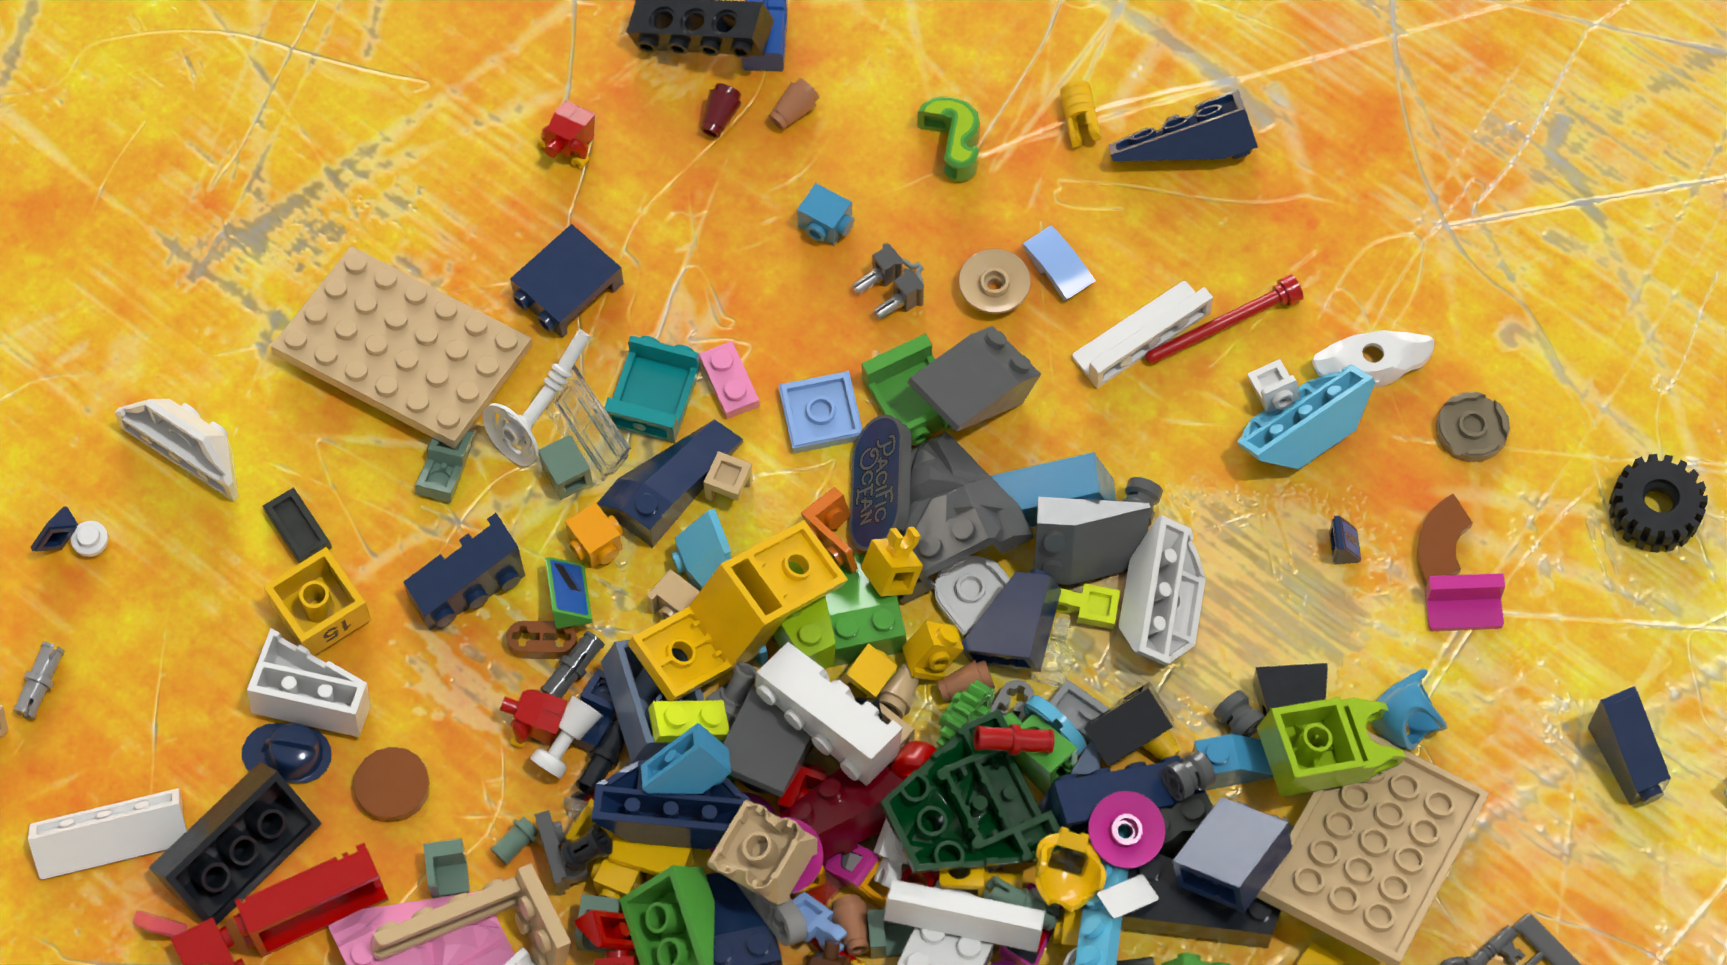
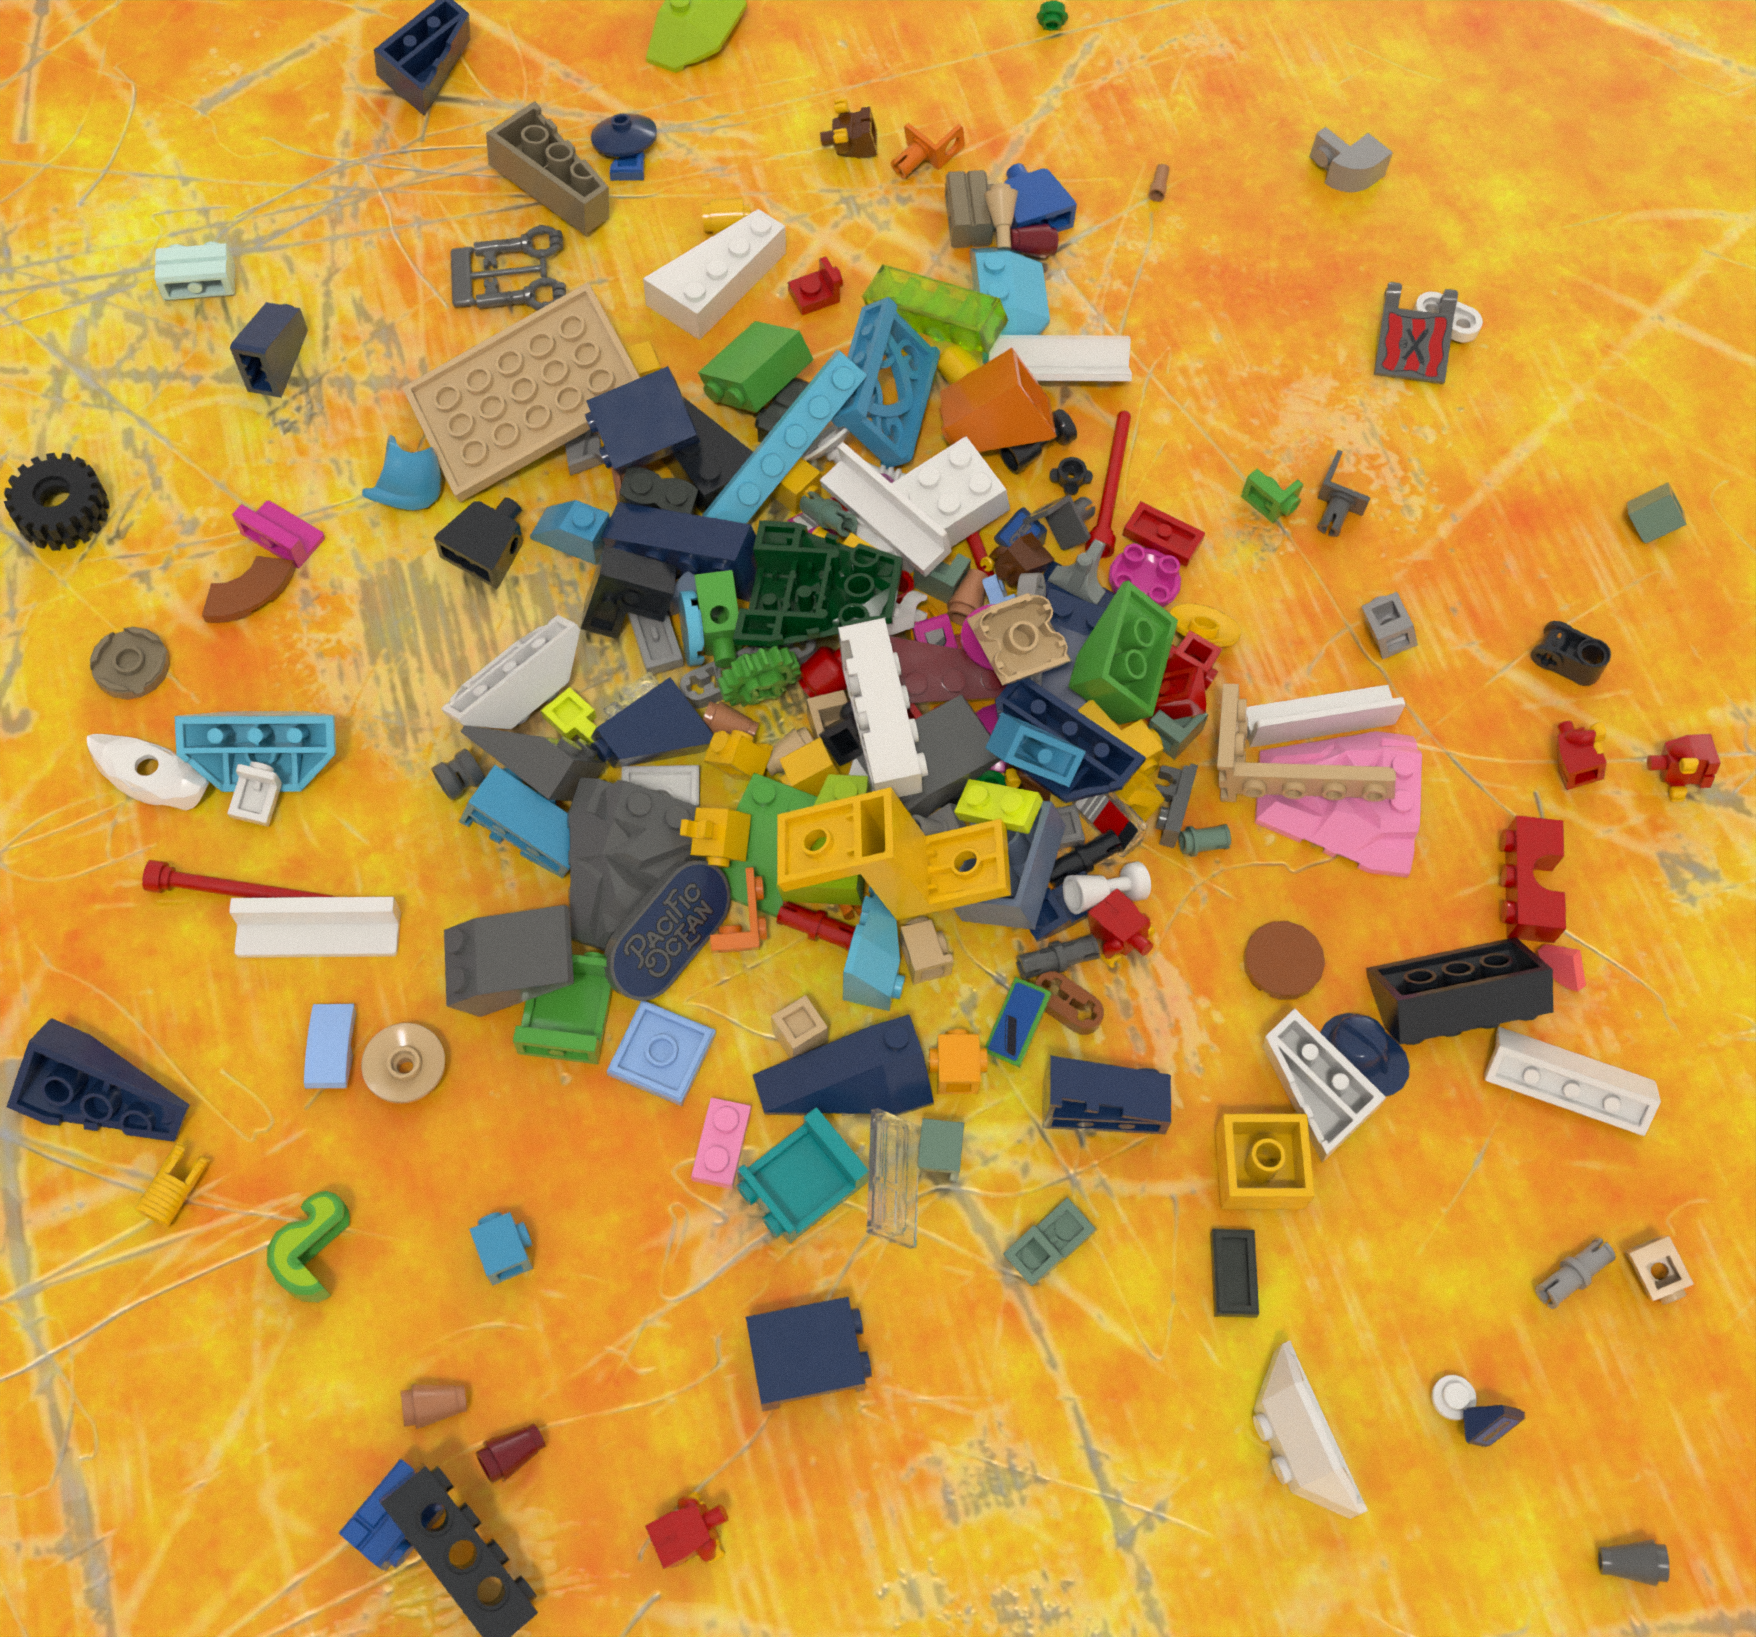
camera: 150 degrees left, 0 degrees up
(309, 901) = (1423, 881): red door -> none
(402, 346) = (1019, 1399): tan plate -> none
(446, 868) = (1278, 854): sand green panel -> none
(521, 425) = (964, 1209): white dish -> none
(587, 848) = (1158, 768): black bush -> none
(888, 268) = (487, 1148): dark grey piece -> none
(1014, 739) = (743, 599): red pin -> none
(1063, 886) = (779, 487): yellow helmet -> none
(1128, 896) = (748, 448): white sticker -> none
(1139, 816) = (707, 495): dark pink dish -> none
(1191, 774) = (624, 508): dark grey wheel -> none
(1239, 714) = (535, 555): dark grey wheel -> none
(1324, 744) = (498, 462): lime brick -> none
(1344, 542) = (327, 638): slope -> none

